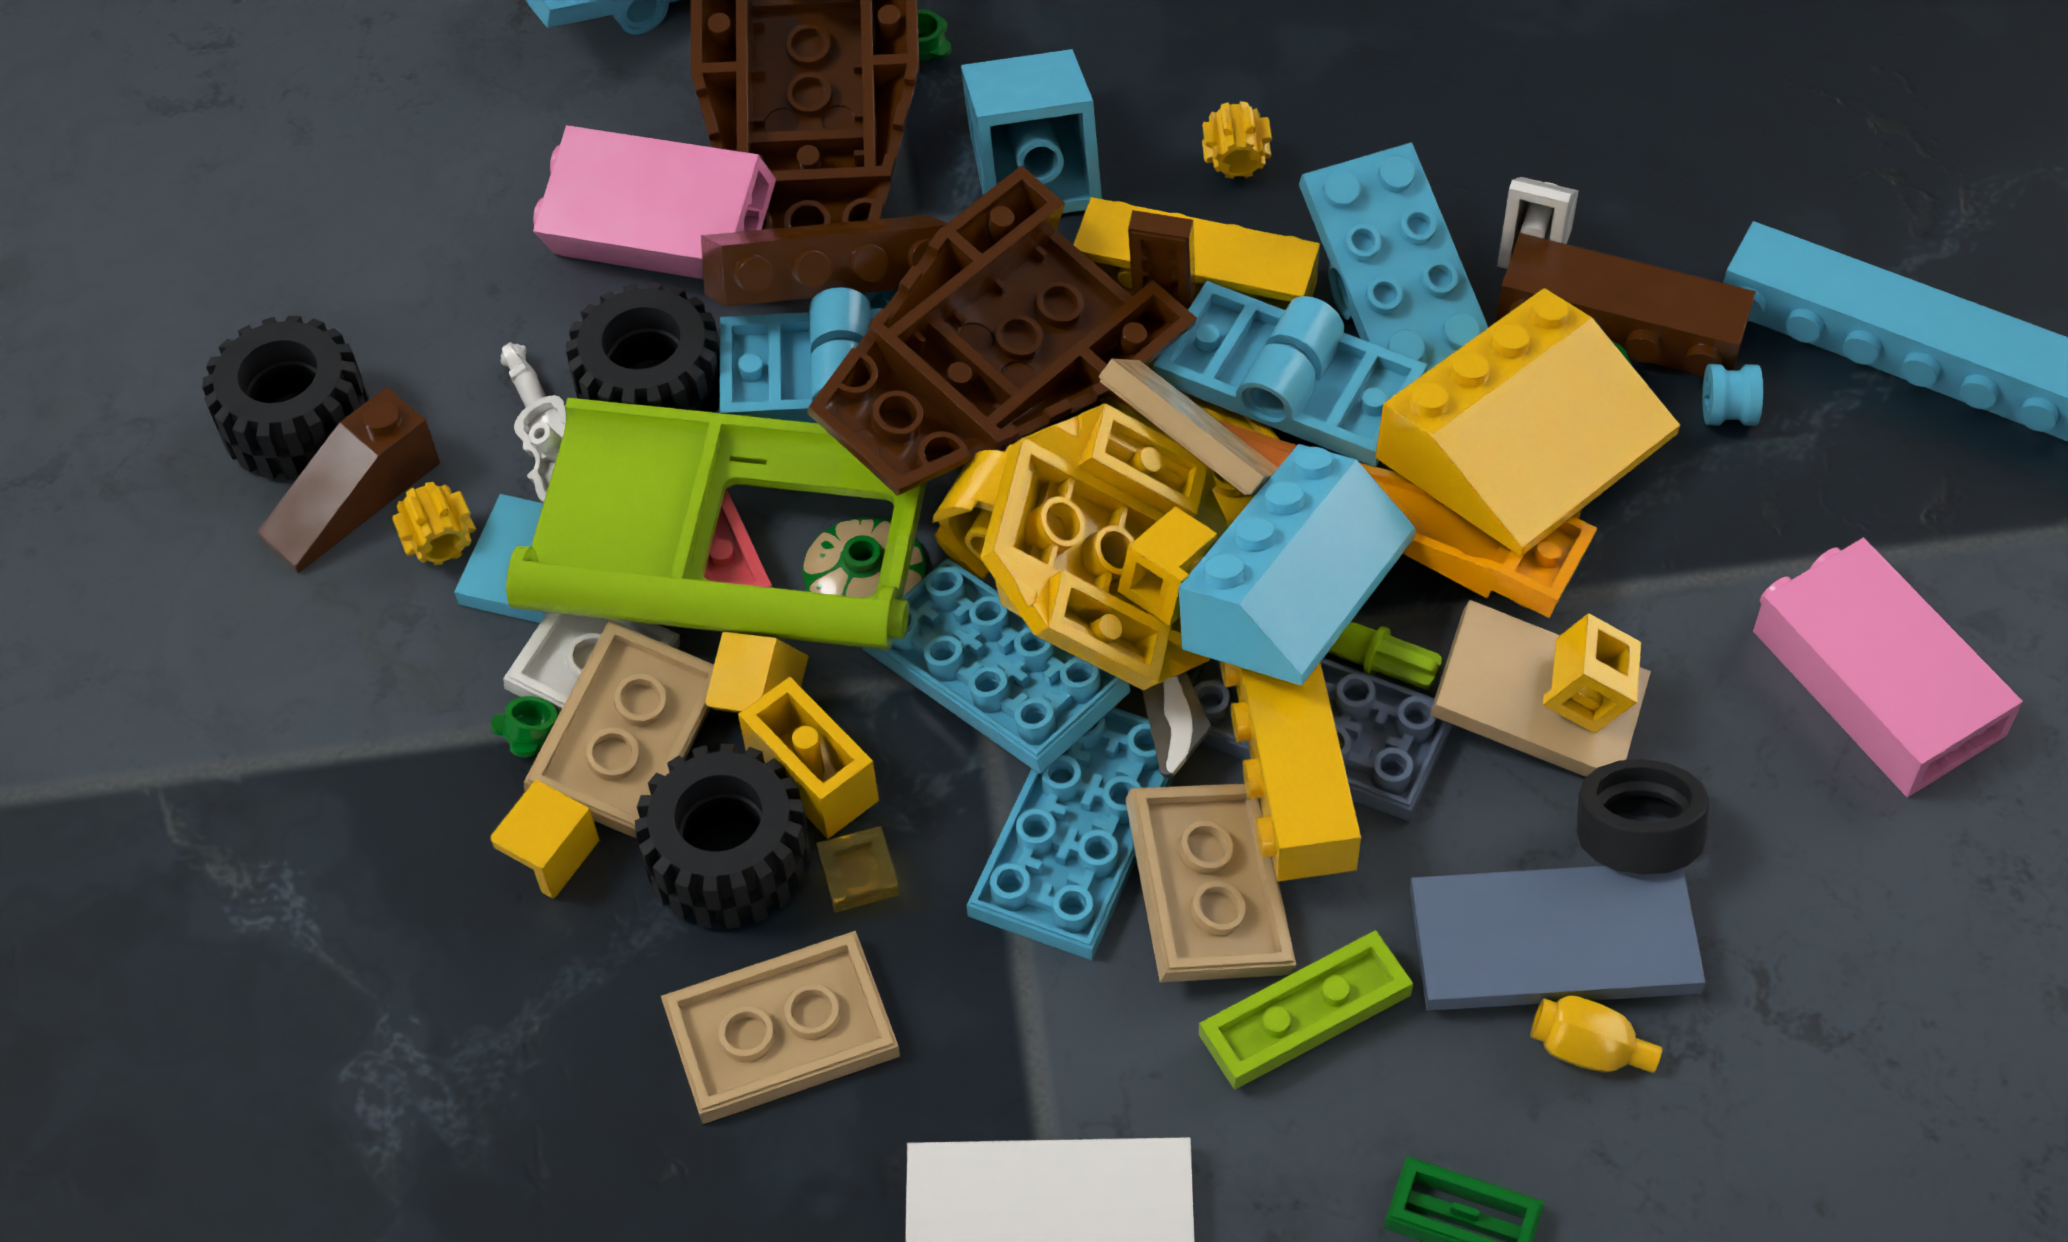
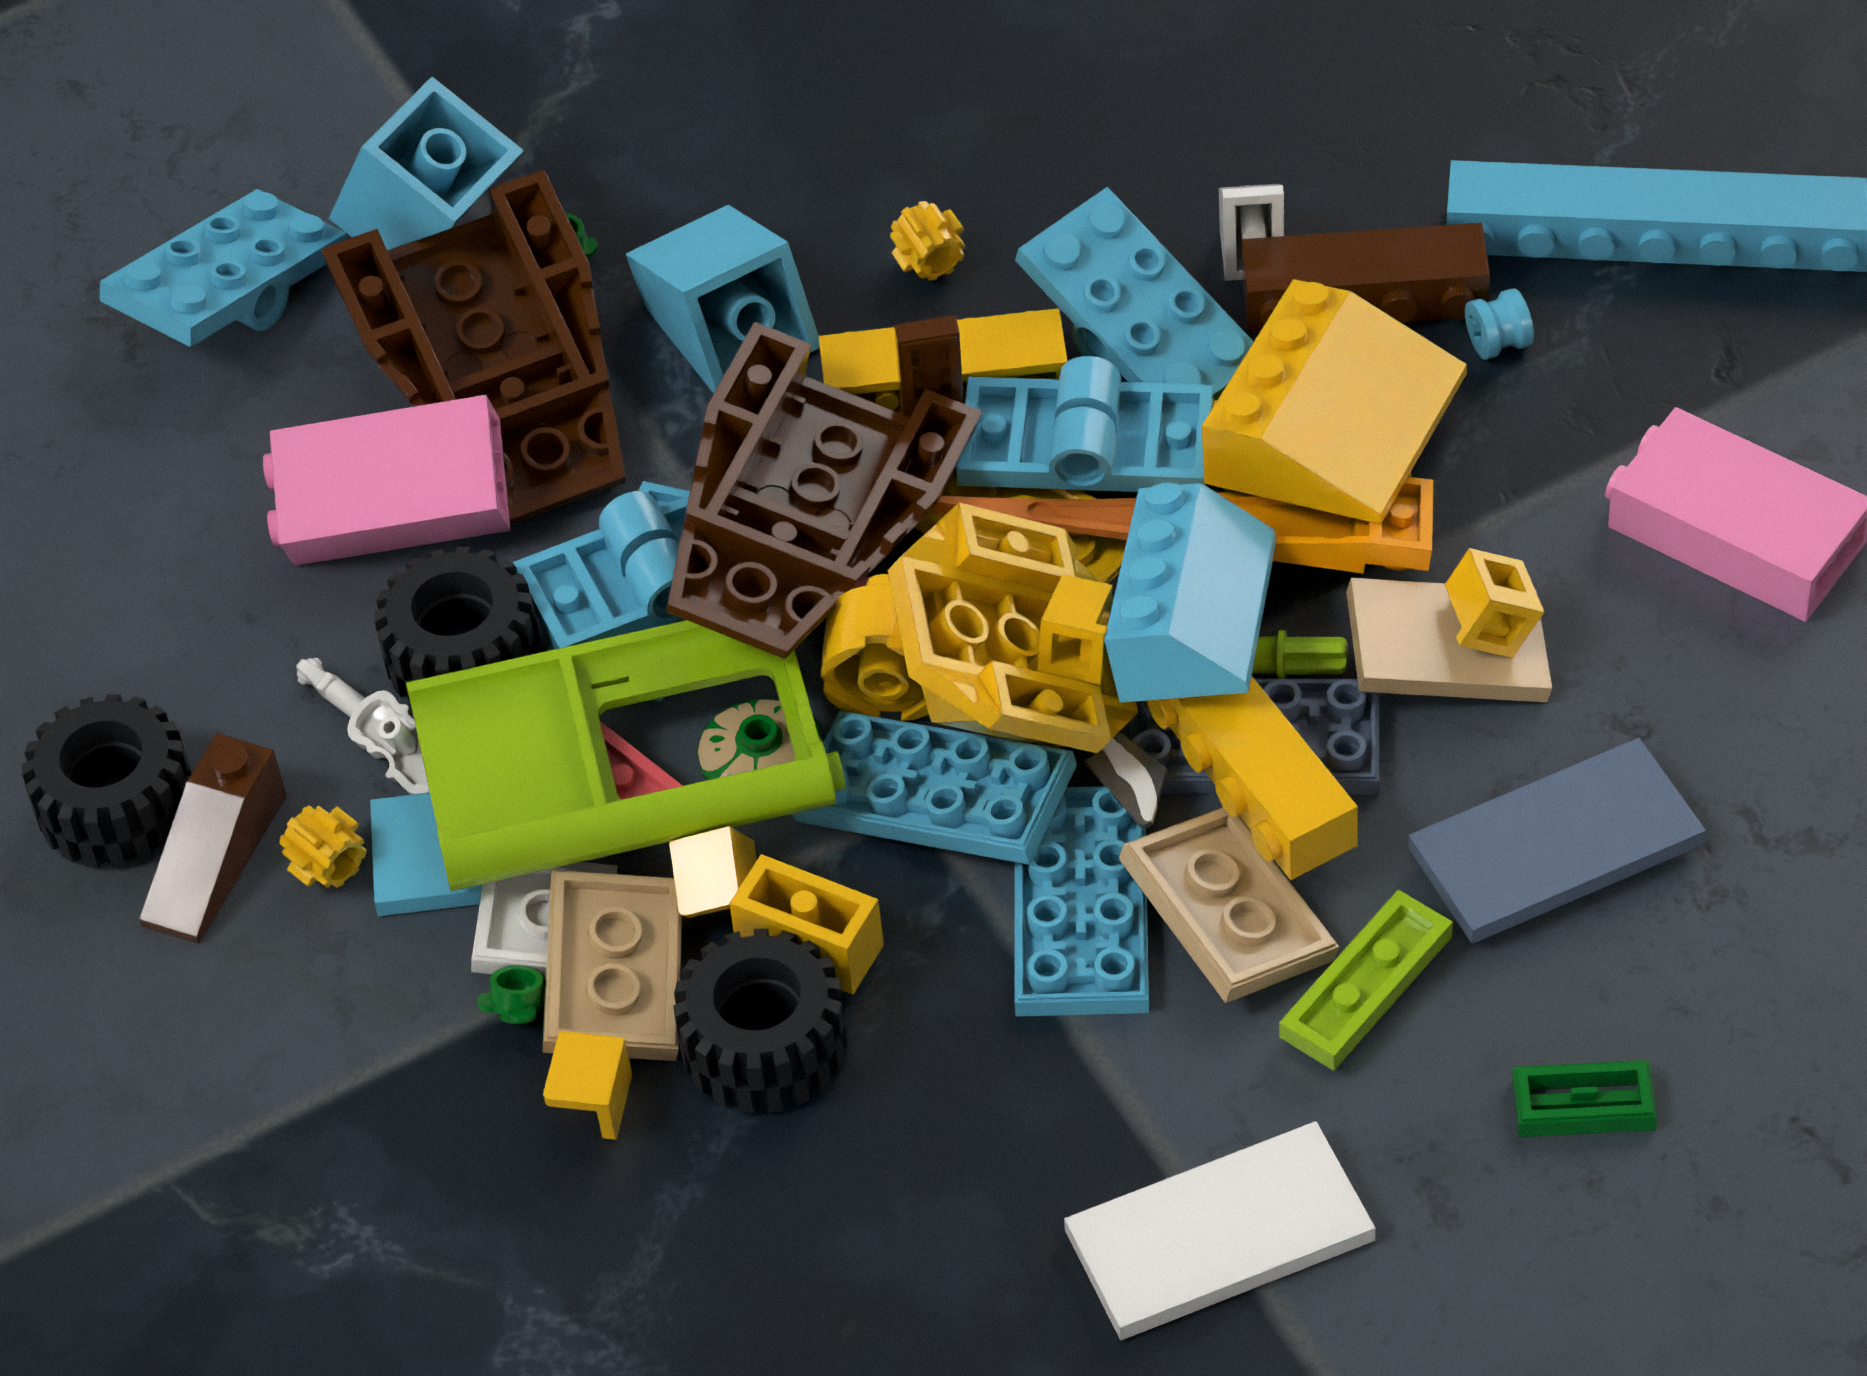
camera: 20 degrees left, 5 degrees down
(780, 1027) = (892, 1169): tan tile -> none
(813, 258) = (588, 475): reddish brown brick -> none
(858, 869) = (898, 1007): clear yellow plate -> none
(1188, 424) = (1034, 504): tan tile -> none
(1591, 1036) = (1626, 912): yellow plant -> none
(1635, 844) = (1589, 710): black tyre -> none

